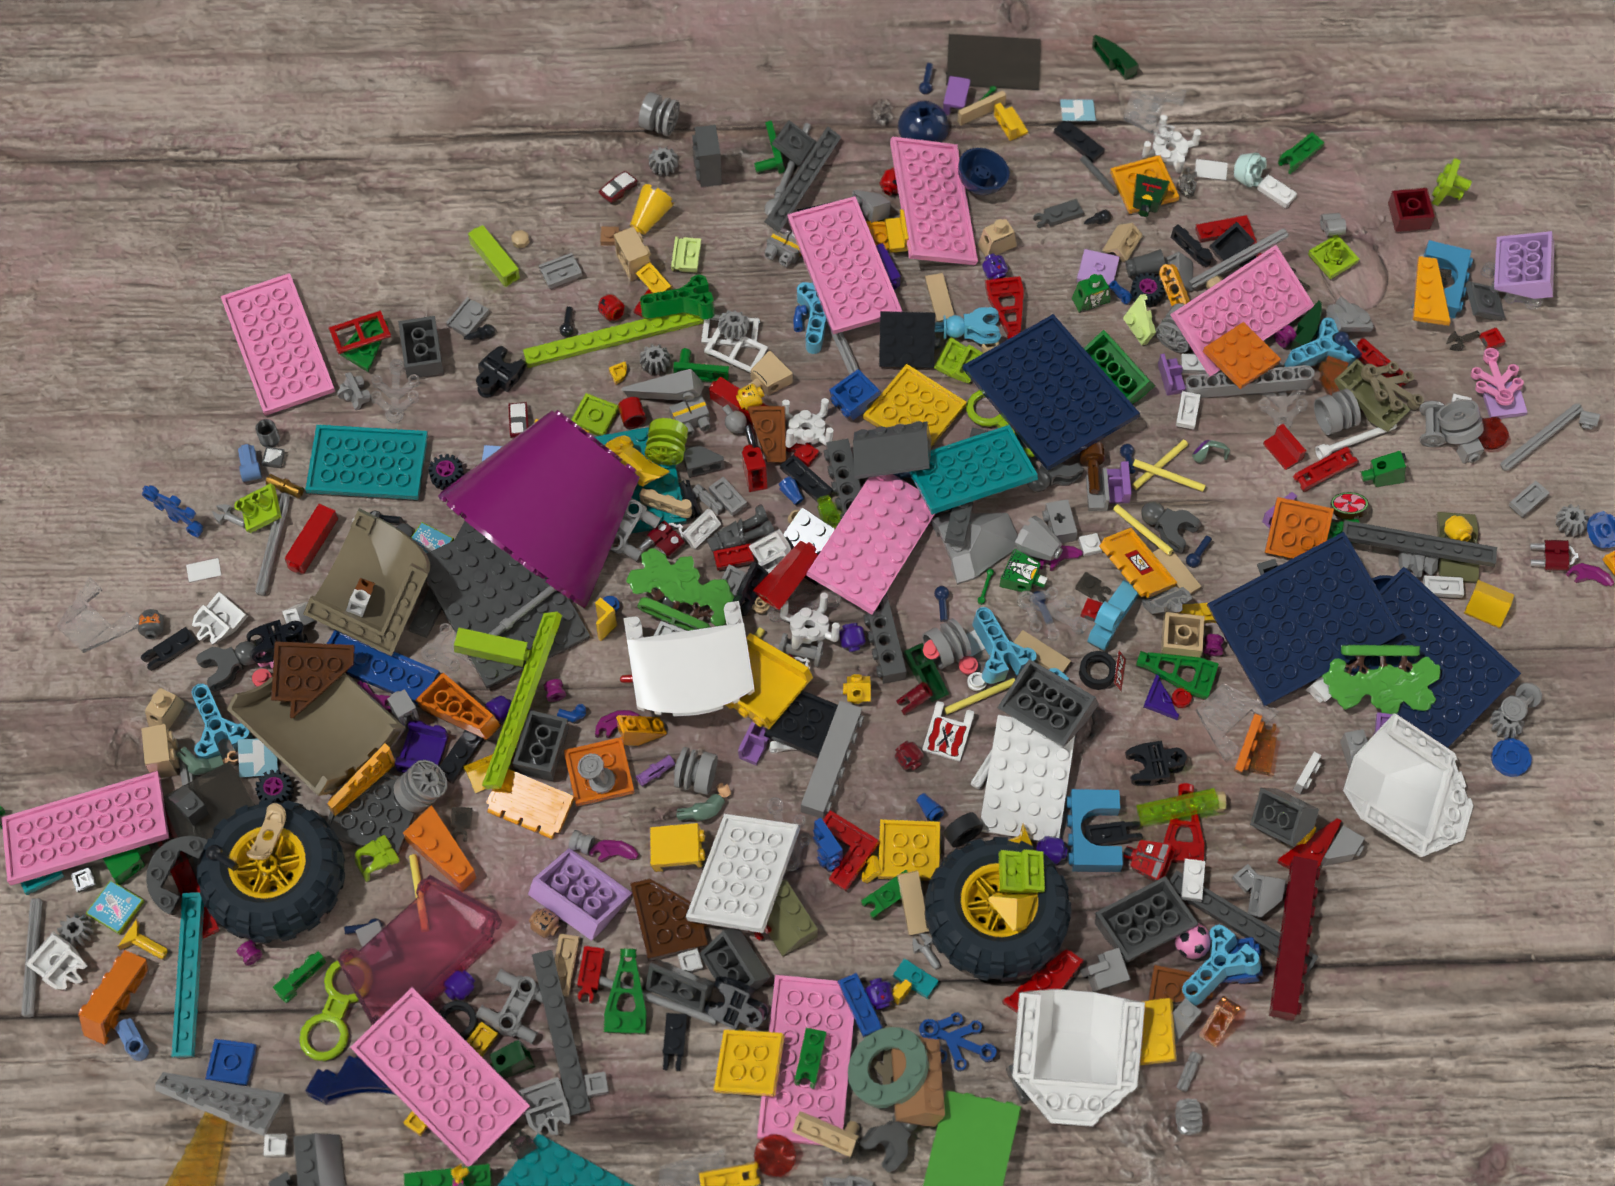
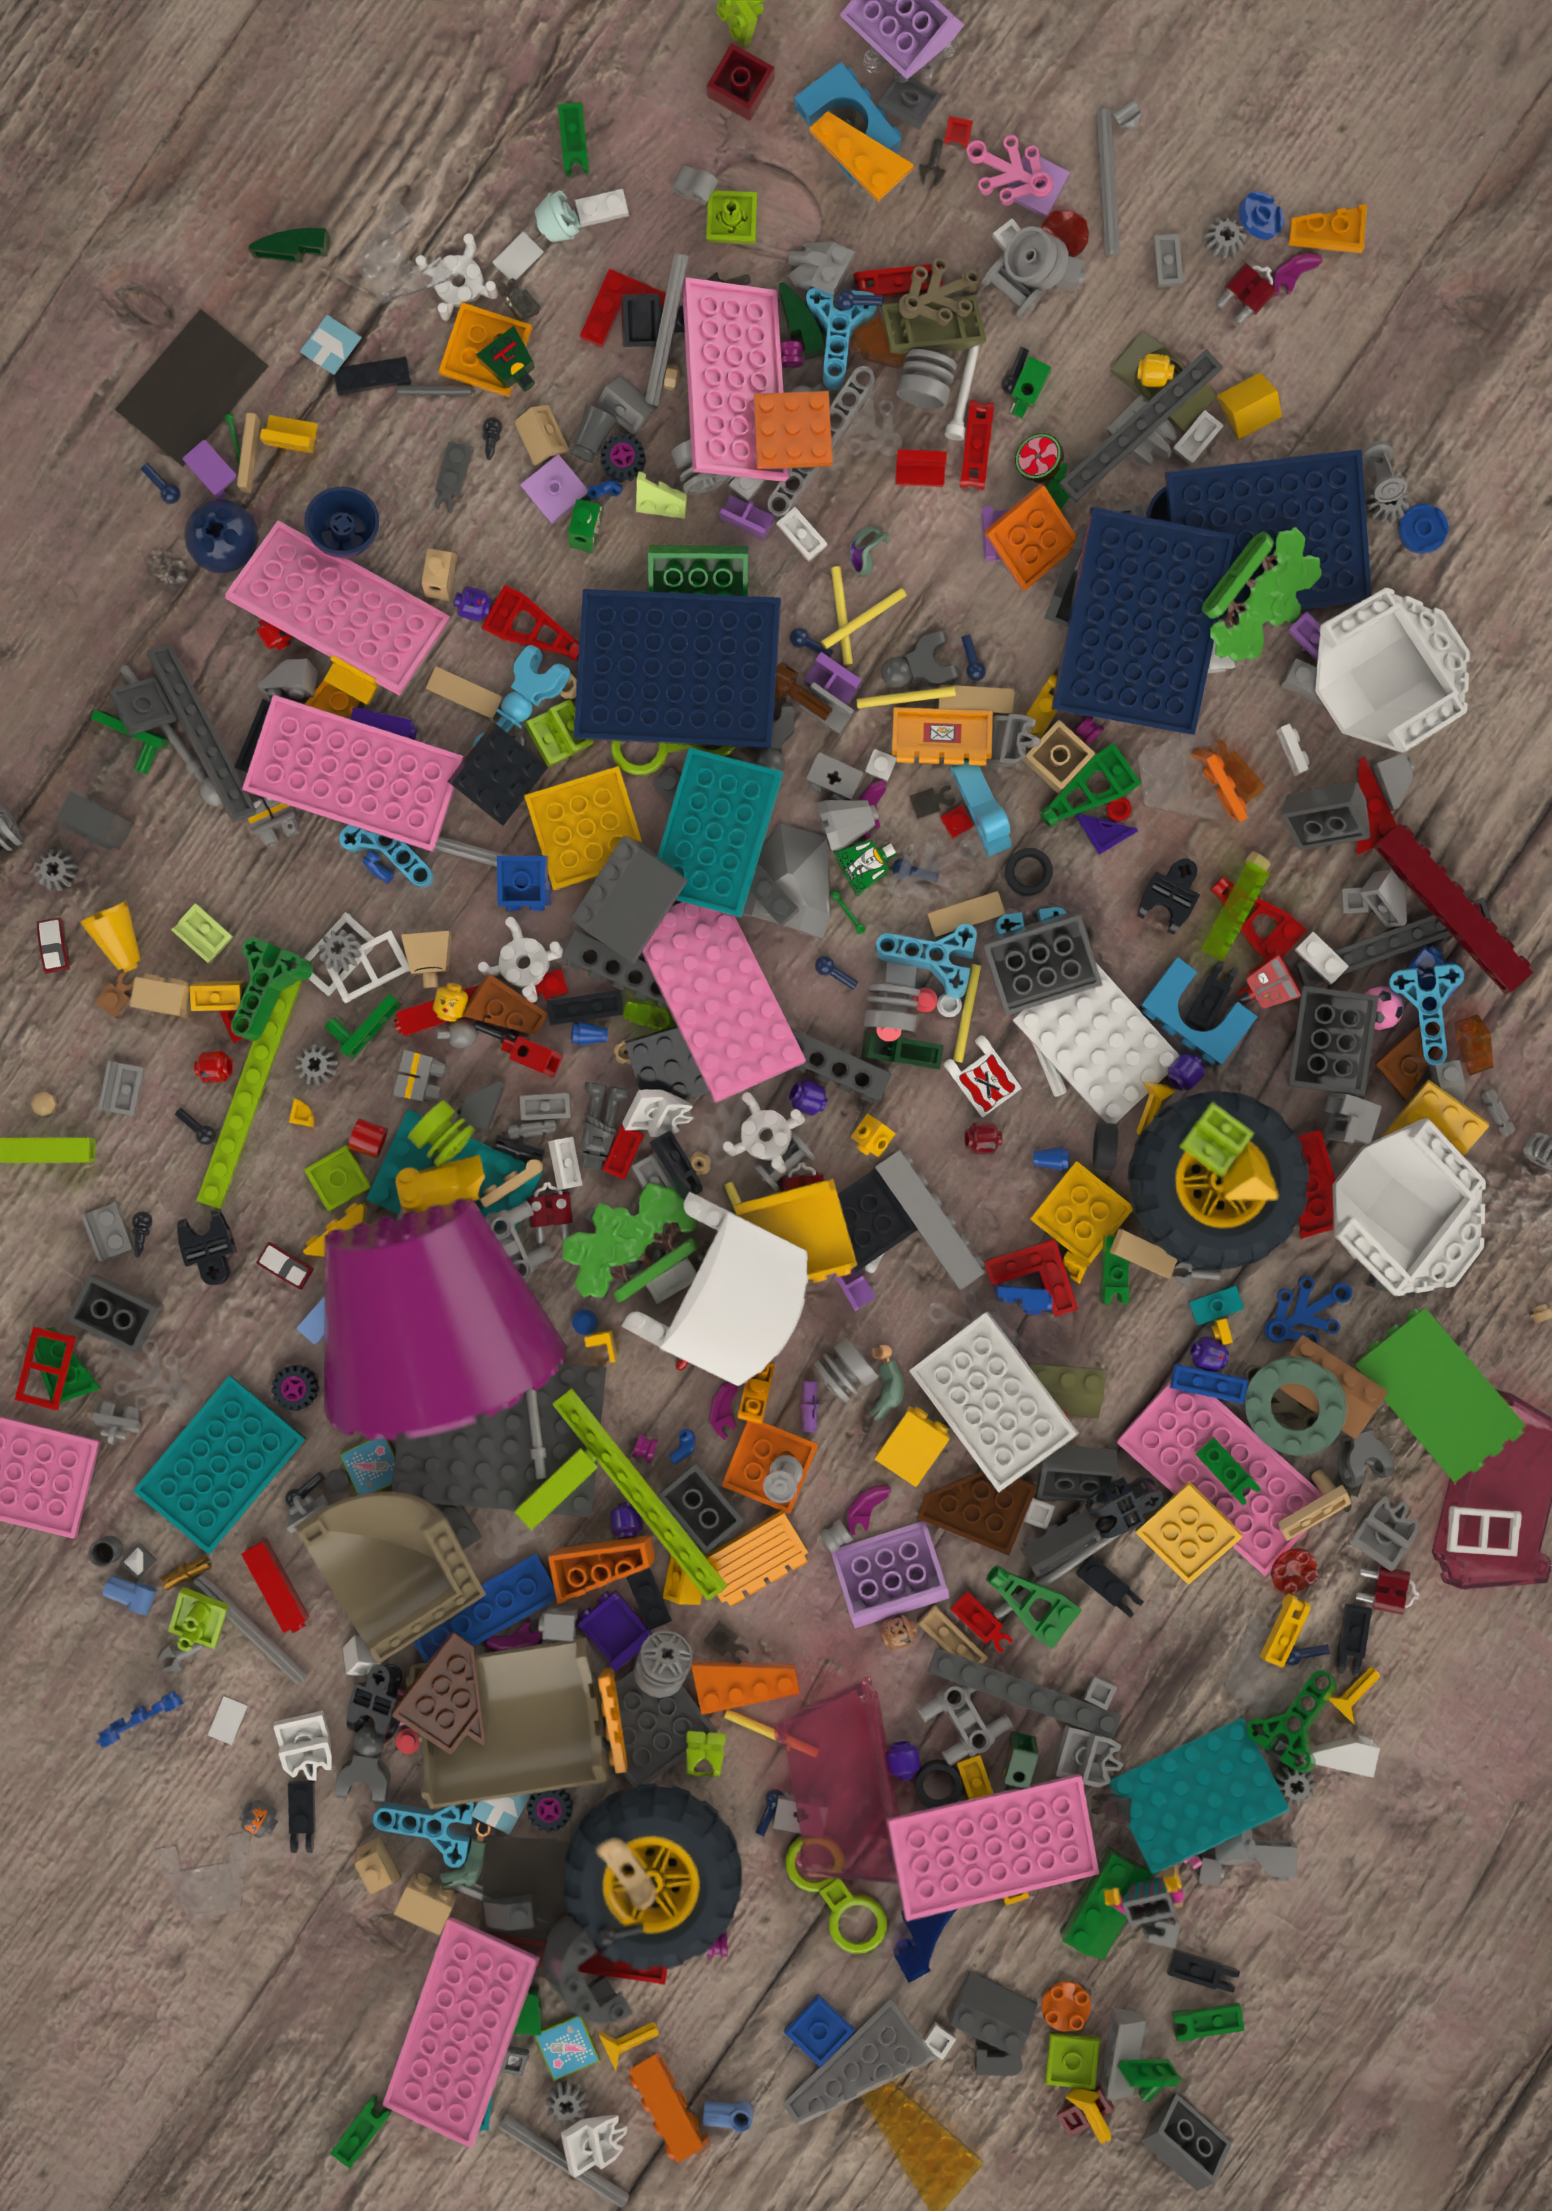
camera: 55 degrees left, 25 degrees up
(188, 976) = (701, 2022): teal plate -> none
(287, 987) = (782, 1929): green plate -> none
(360, 597) = (392, 1582): white leg -> none
(676, 386) = (376, 1072): light grey wedge -> none
(787, 575) = (699, 1123): red slope -> none
(916, 696) = (924, 1083): dark red hinge -> none
(1119, 673) = (1053, 857): red sticker -> none
(1168, 285) = (643, 419): light orange beam -> none
(1191, 246) = (605, 363): black hinge -> none

